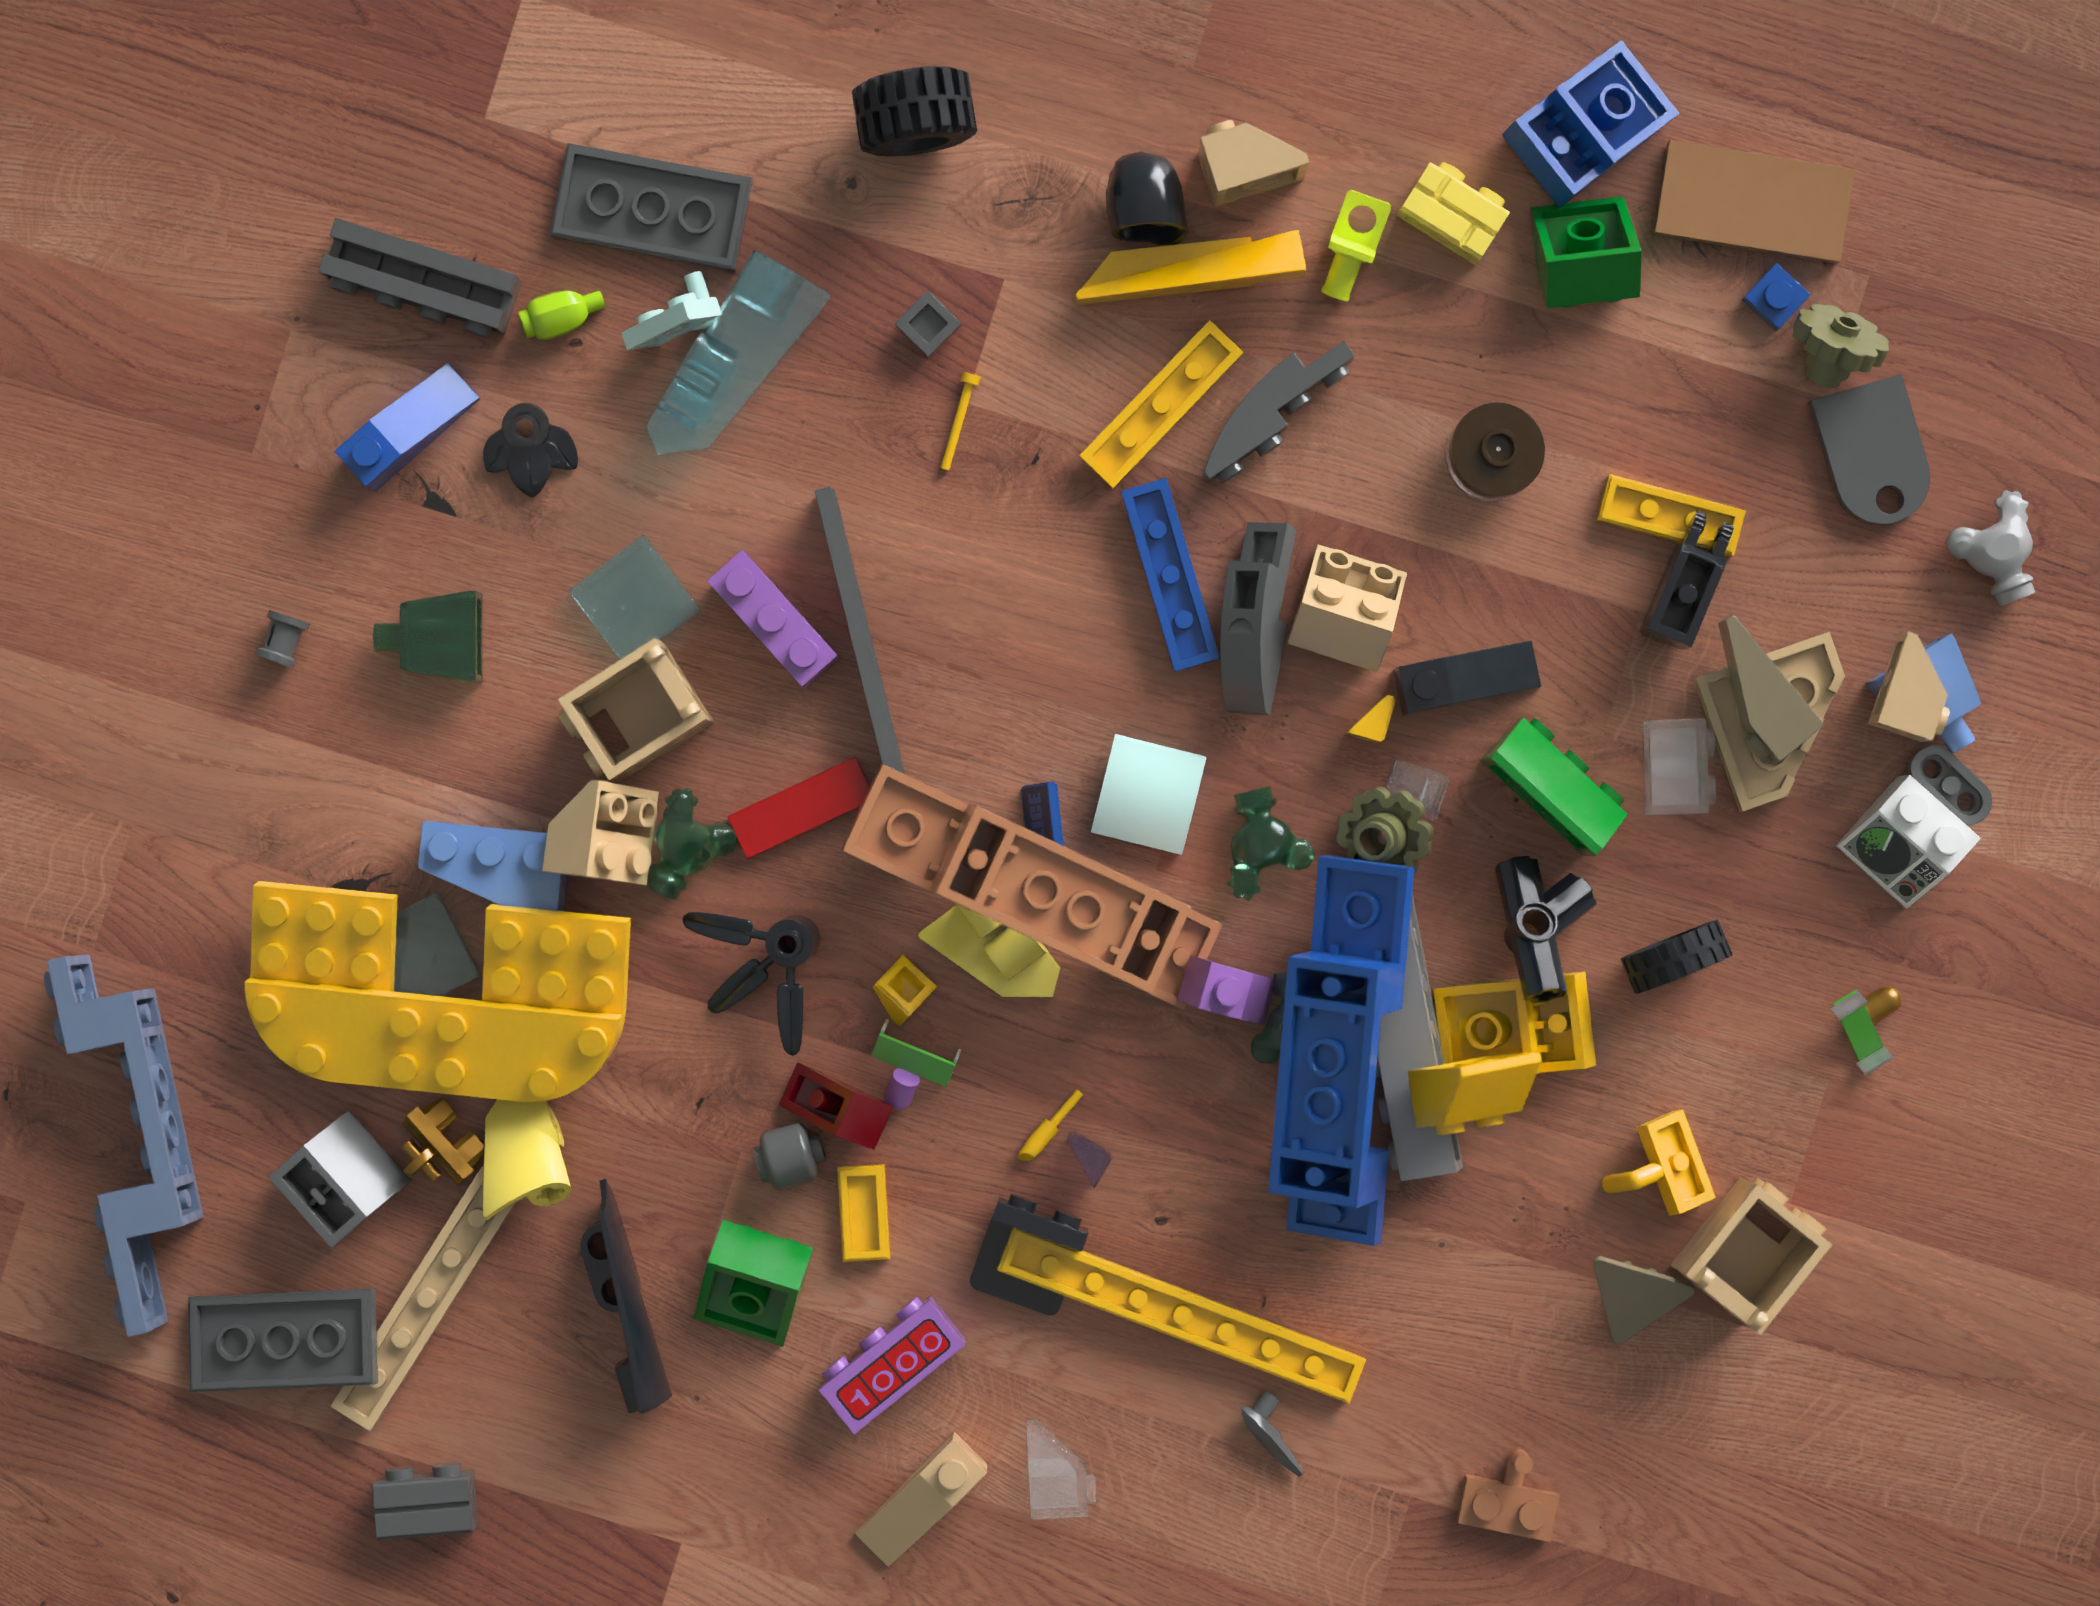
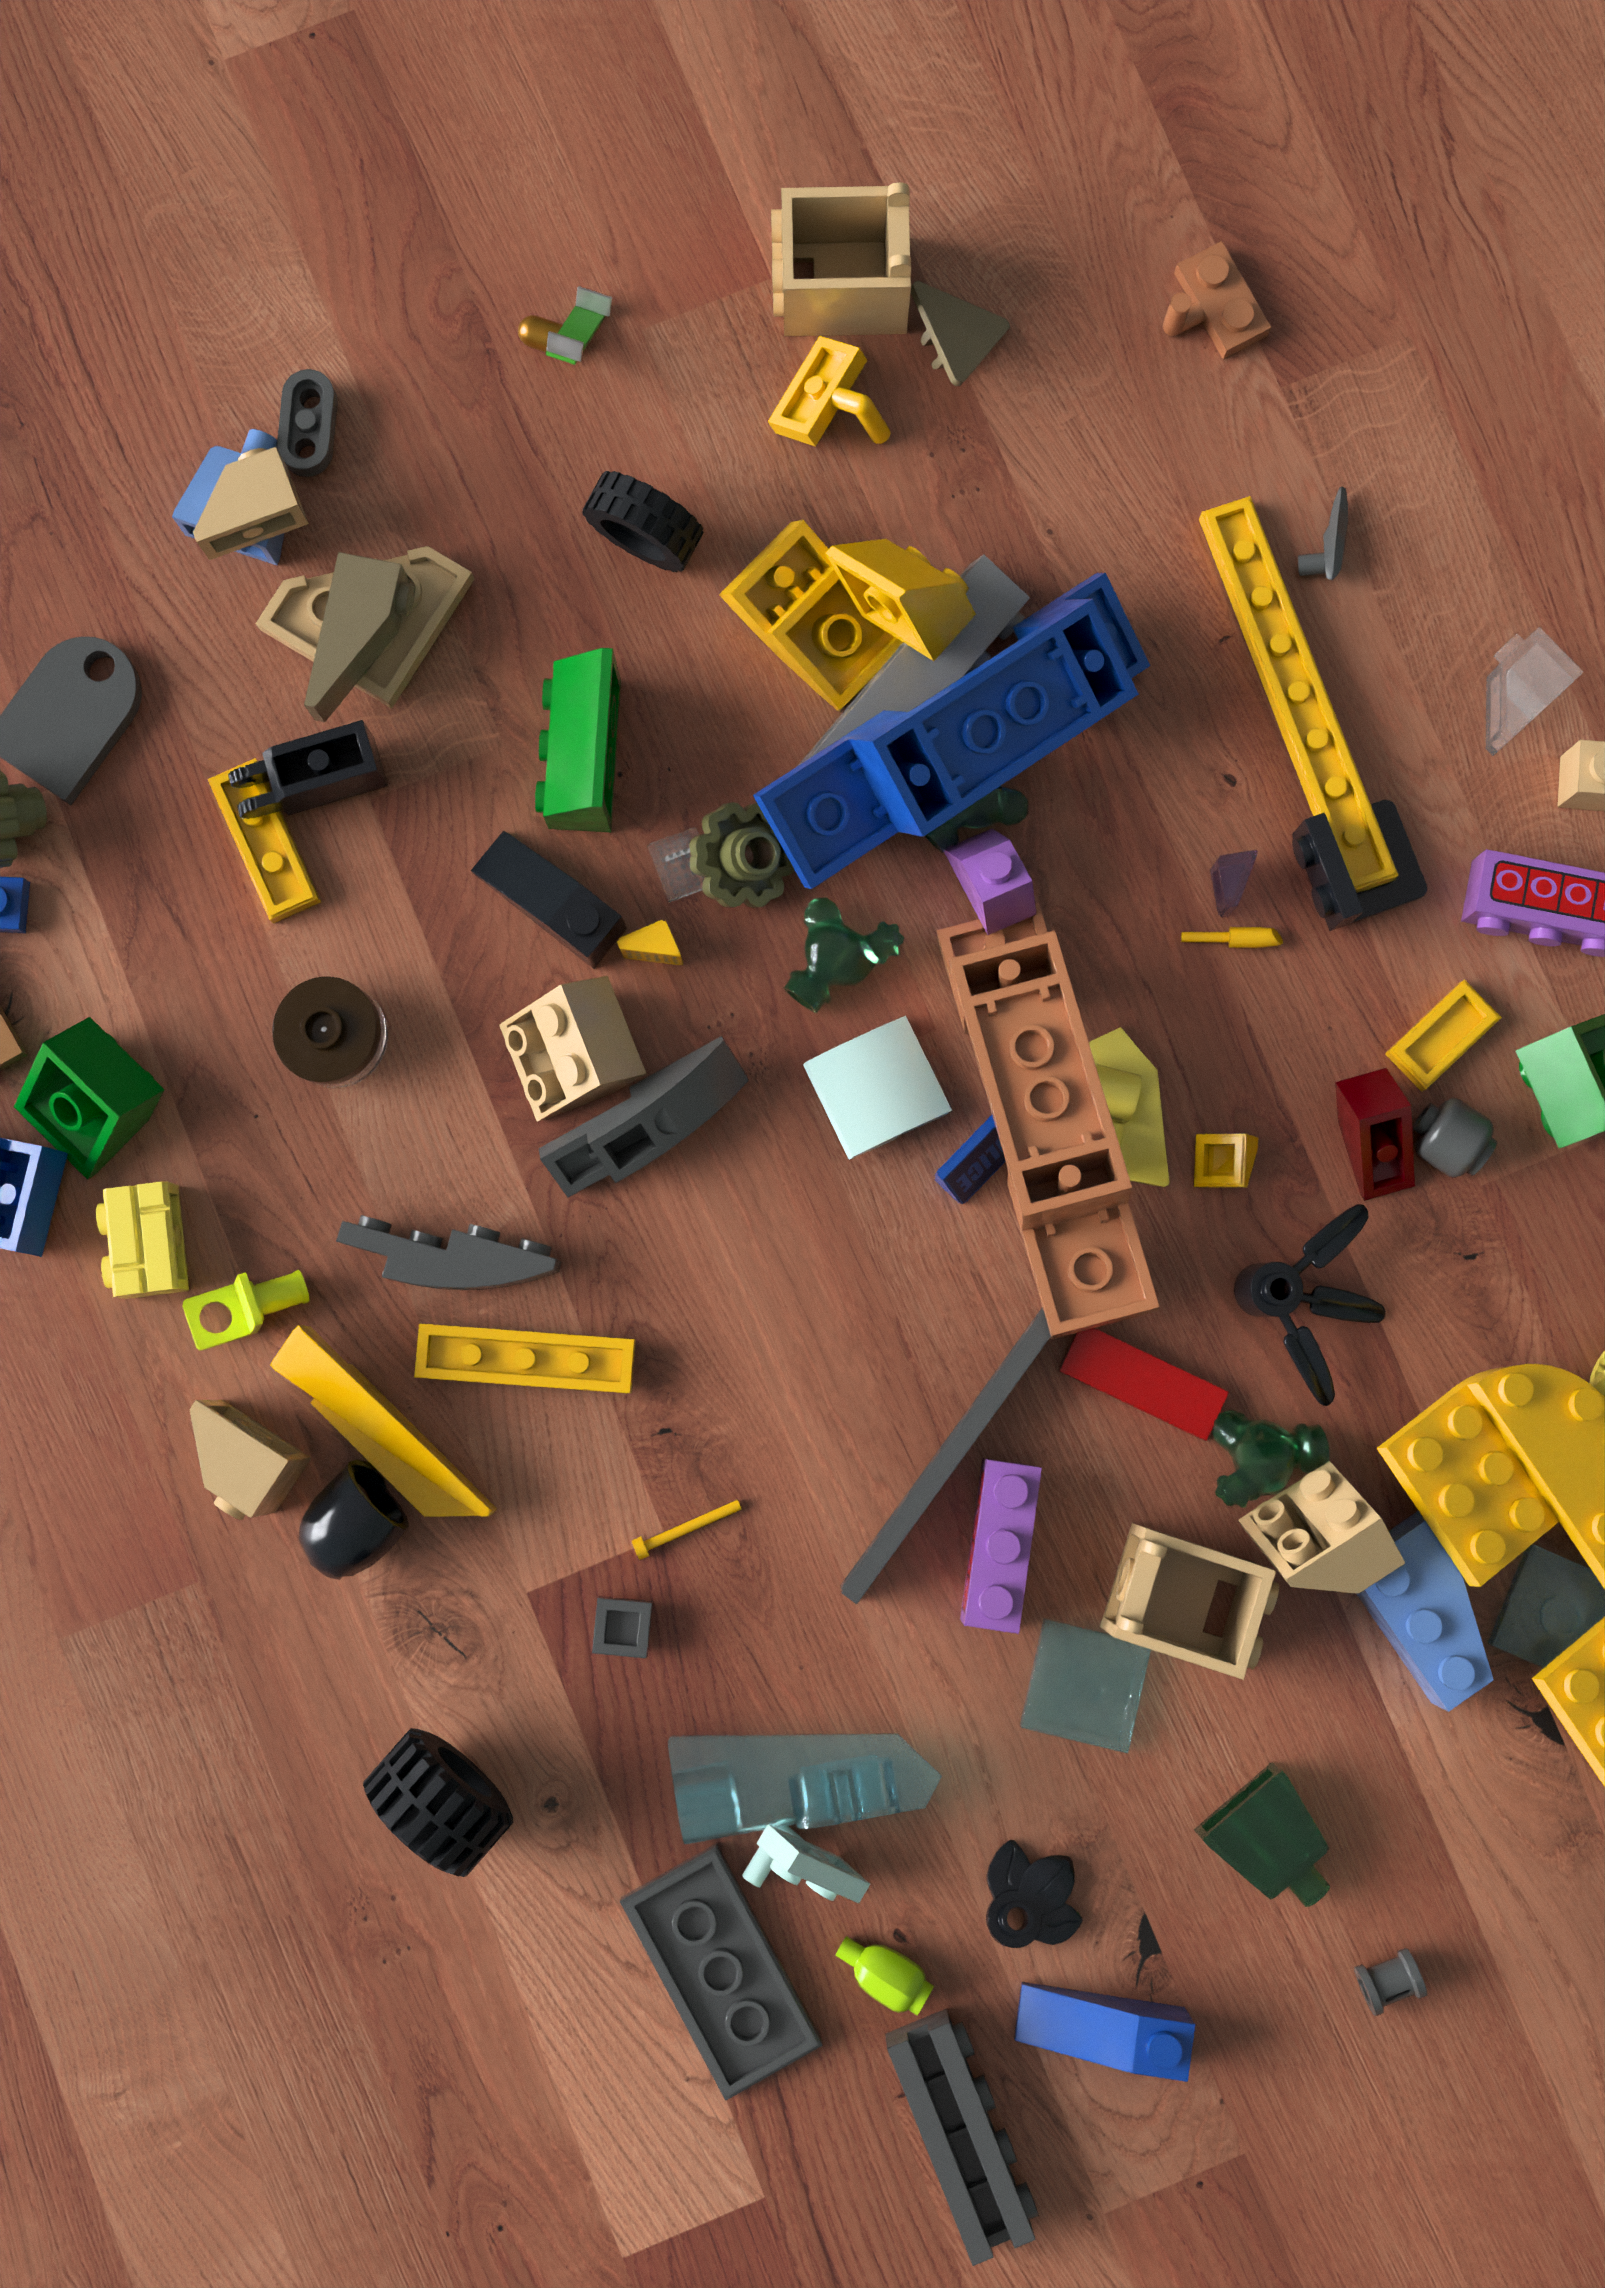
camera: 130 degrees left, 5 degrees down
(911, 1064) = (1285, 1098): bright green piece -> none
(1170, 575) = (669, 1226): blue plate -> none
(1549, 913) = (694, 661): black piece -> none
(1677, 766) = (479, 657): clear brick -> none
(1907, 841) = (382, 418): white slope -> none
(1999, 549) = (68, 539): light grey animal -> none

